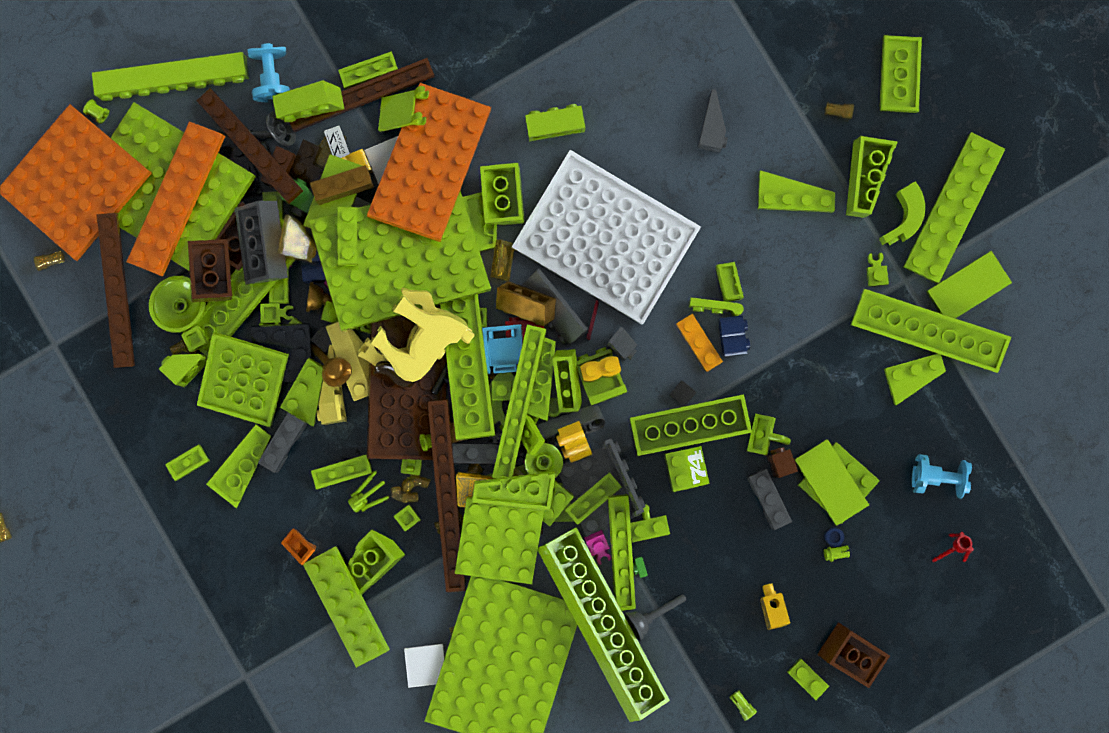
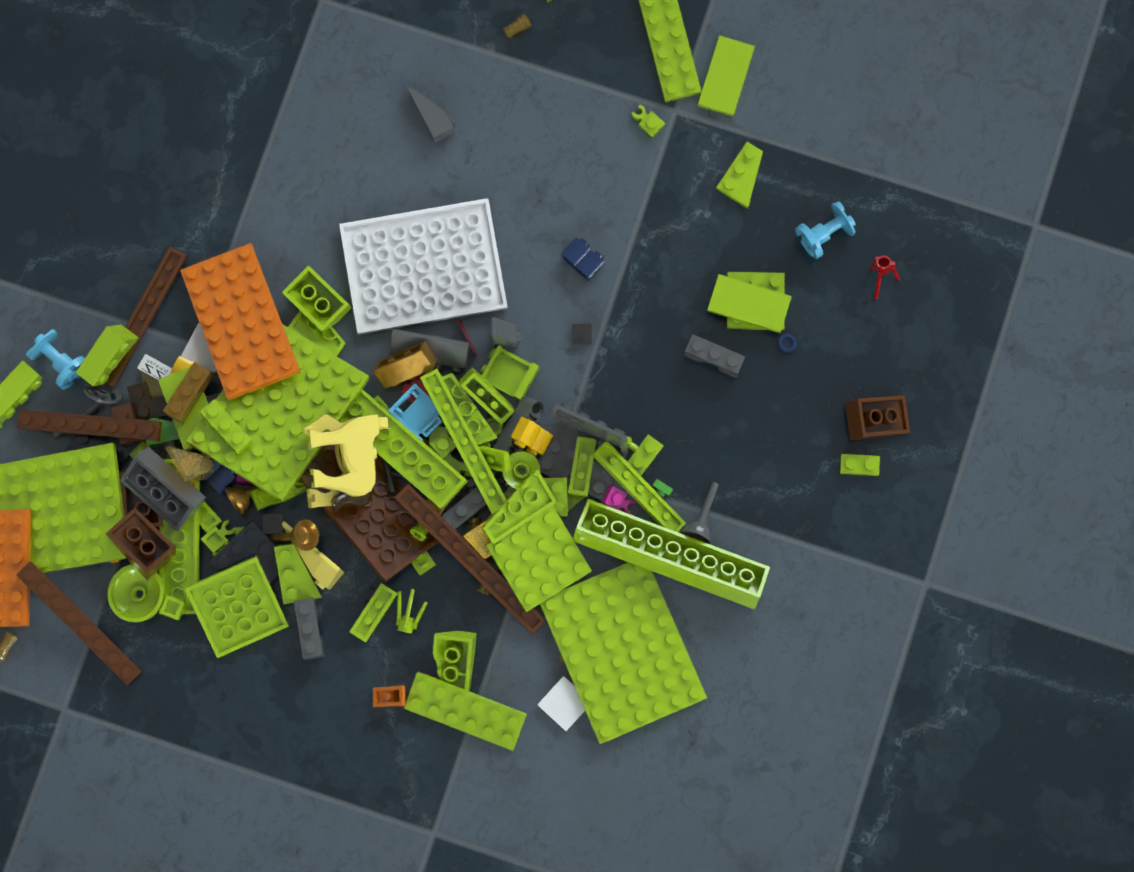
camera: 40 degrees left, 5 degrees down
(176, 199) = (67, 512): orange plate -> none
(180, 346) = (168, 622): clear yellow arm -> none
(182, 367) = (182, 635): lime slope -> none
(187, 462) = (247, 708): lime plate -> none
(238, 469) = (291, 677): lime wing -> none
(346, 346) = (296, 509): light yellow wedge -> none
(367, 70) = (131, 294): lime plate -> none
(399, 110) = (183, 302): lime flag -> none
(403, 497) = (438, 591): clear yellow arm -> none
(407, 518) = (454, 604): lime plate -> none
(413, 481) = (435, 572): clear yellow arm -> none
(502, 260) = (359, 349): clear yellow plate -> none
(555, 122) = (310, 213): lime brick -> none
(606, 368) = (507, 363): yellow brick -> none
(686, 469) = (633, 387): lime slope -> none
(690, 425) = (607, 351): lime brick -> none
(699, 342) = (561, 285): light orange plate -> none
(716, 306) = (551, 247): lime plate -> none
(729, 282) = (545, 221): lime plate -> none
(745, 708) = (833, 527): lime pin -> none
(763, 433) = (668, 312): lime plate -> none
(777, 616) = (794, 438): yellow torso -> none
(781, 462) = (699, 320): reddish brown brick -> none
(790, 195) = (533, 120): lime wing -> none
(836, 553) = (798, 354): lime pin -> none
(867, 173) = (578, 55): lime wedge -> none
(914, 212) = (636, 53): lime arch -> none
(931, 330) = (725, 131): lime plate -> none

